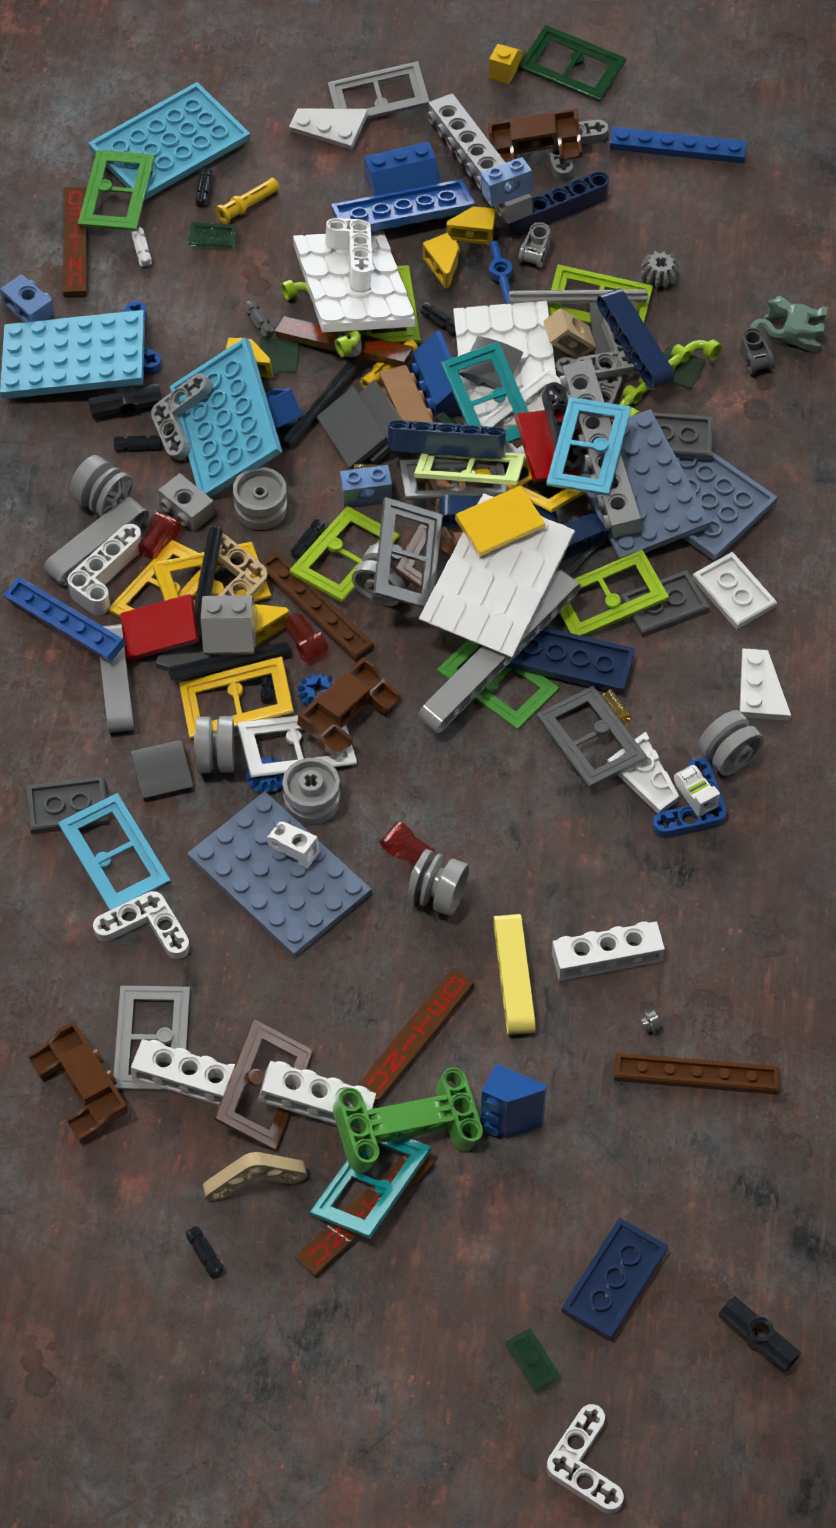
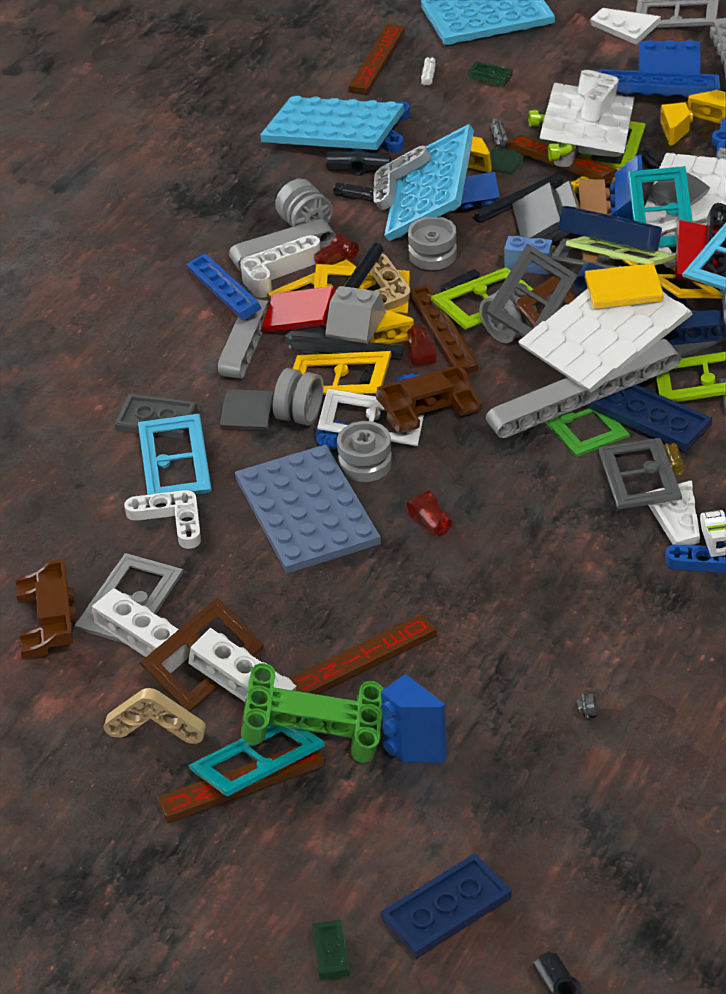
camera: 25 degrees right, 15 degrees down
(26, 300) = (316, 83): medium blue brick -> none
(97, 184) = (415, 23): bright green door -> none
(186, 502) = (367, 230): light grey brick -> none
(204, 187) = (502, 41): black axle -> none
(204, 1251) = (79, 771): black axle -> none
(240, 204) = (522, 59): yellow pin -> none
(294, 843) = (327, 481): white leg -> none
(443, 884) = (439, 541): light grey wheel -> none
(514, 974) = (475, 633): light yellow beam -> none
(598, 961) = (572, 637): white brick -> none
(696, 1073) = (613, 760): reddish brown tile -> none

